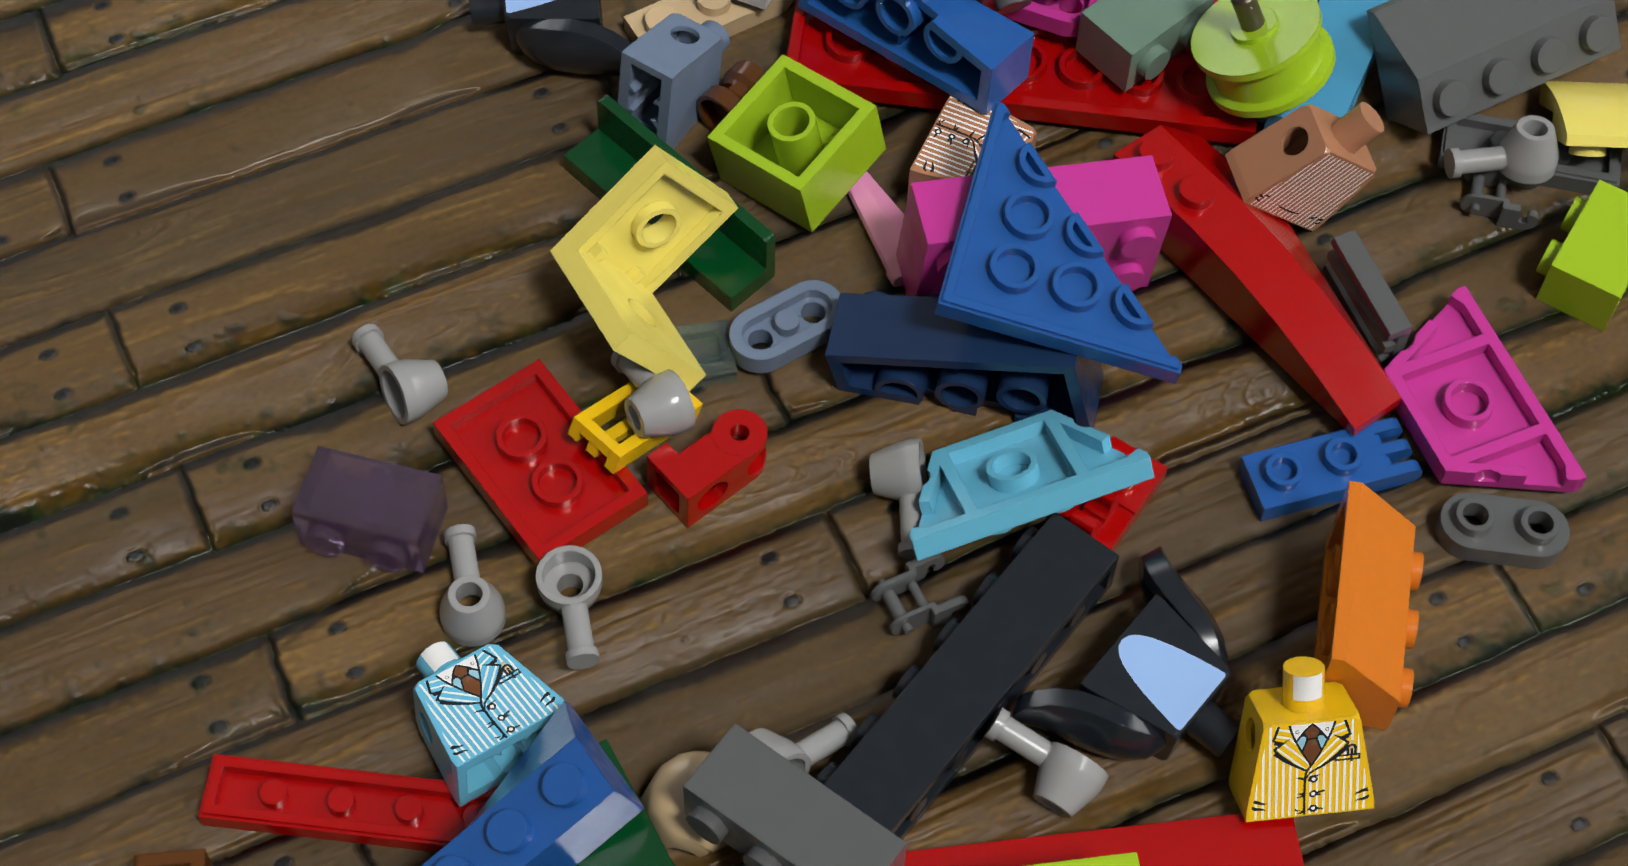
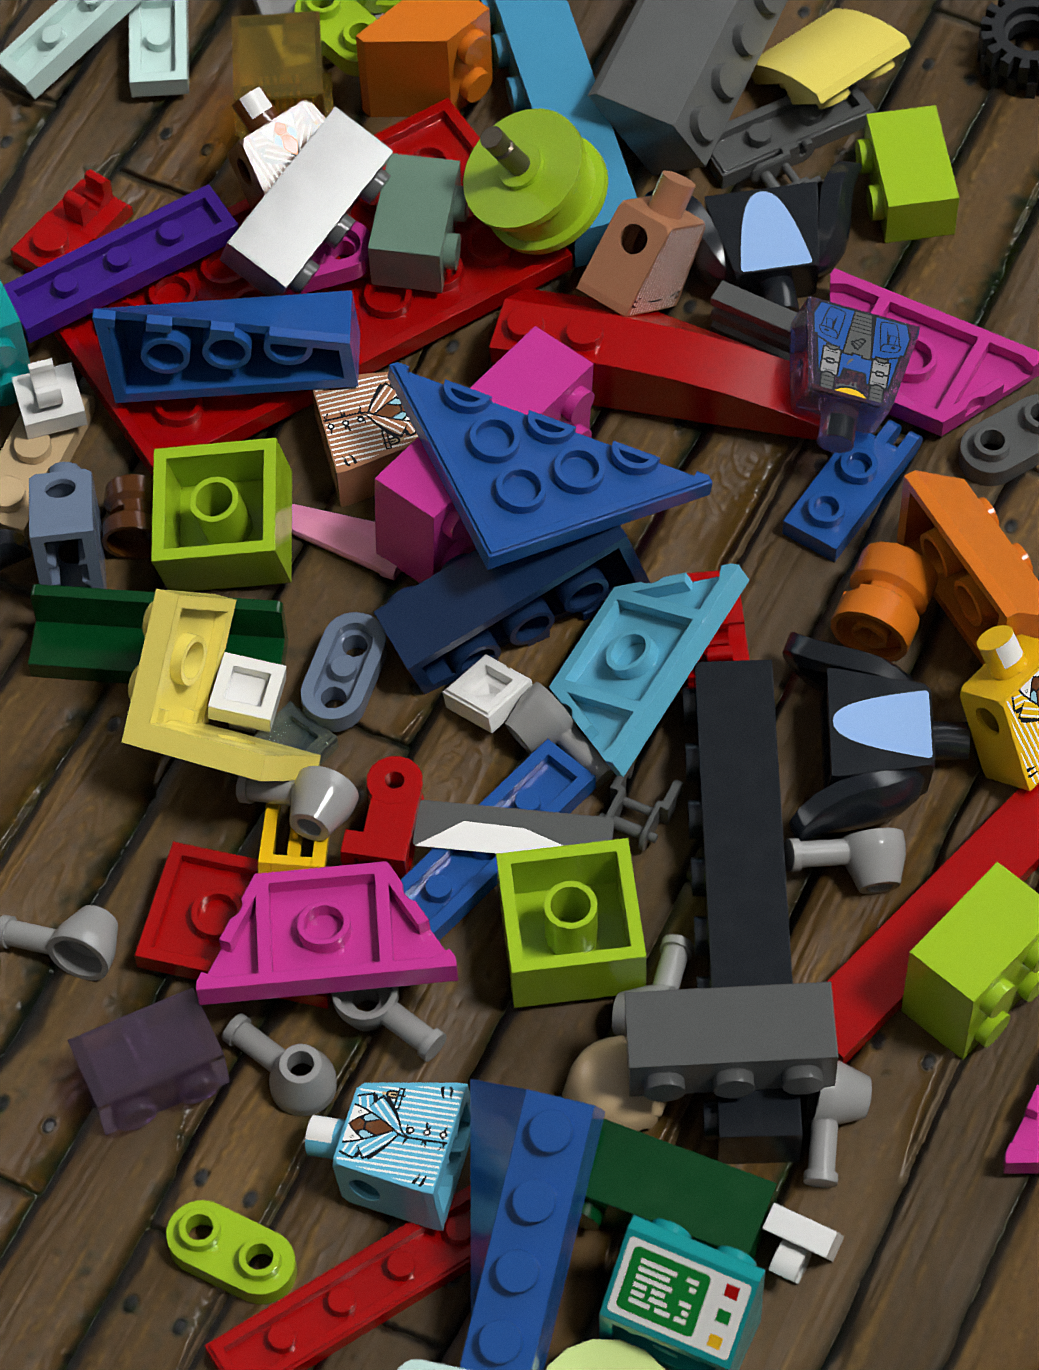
camera: 35 degrees left, 0 degrees up
(298, 696) = (226, 1252): none -> lime plate
(570, 509) = (324, 936): none -> dark pink wing
(694, 287) = (247, 693): none -> white tile
(766, 538) = (455, 881): none -> blue plate
(770, 642) = (571, 922): none -> lime brick
(797, 541) = (503, 829): none -> dark grey sticker
(879, 420) = (486, 693): none -> white tile
(1267, 576) = (886, 600): none -> orange wheel
(1391, 368) = (846, 369): none -> torso
(1435, 229) = (776, 236): none -> black torso
(1525, 154) = (790, 133): light grey bar -> none

